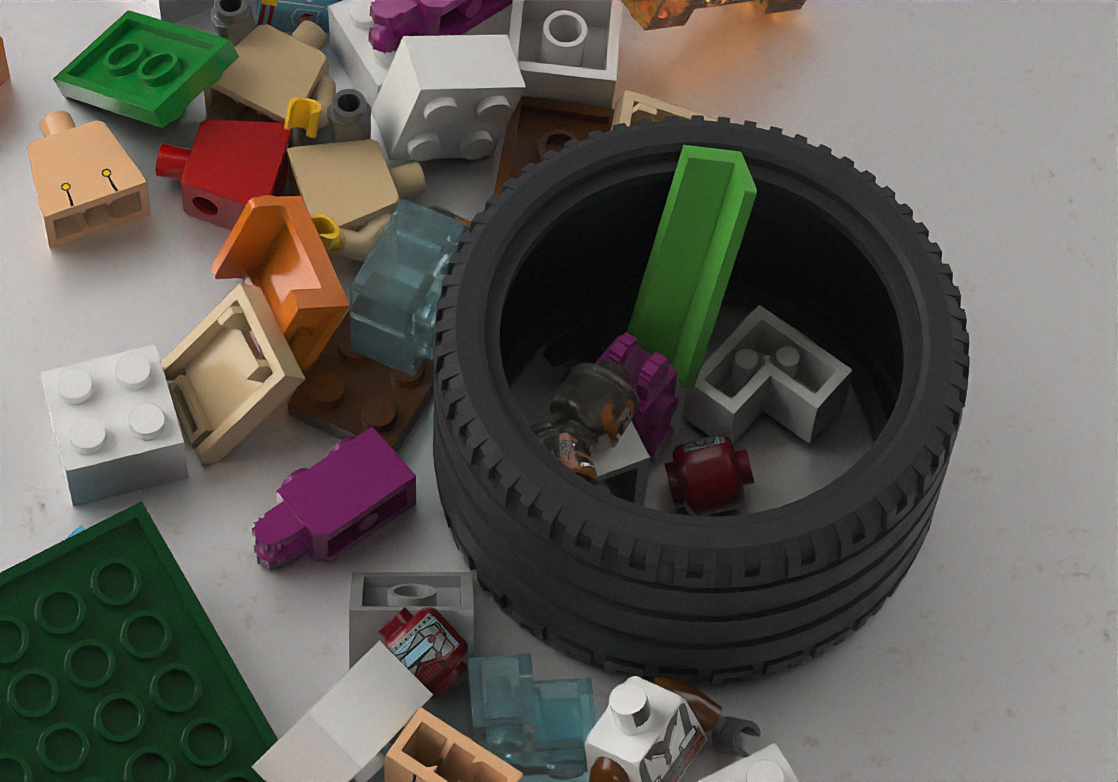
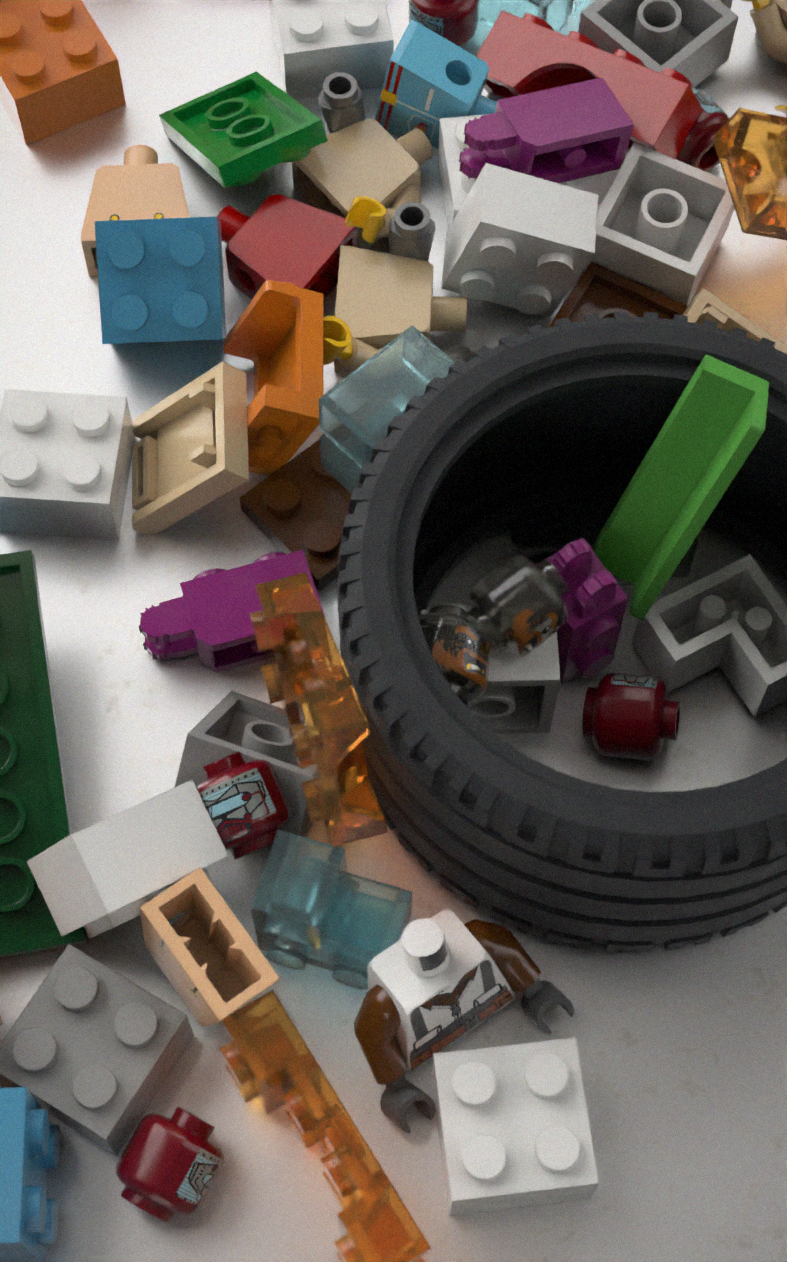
camera: 25 degrees right, 5 degrees up
(138, 230) = (160, 280): none -> dark azure brick
(443, 529) = (318, 693): none -> clear orange piece

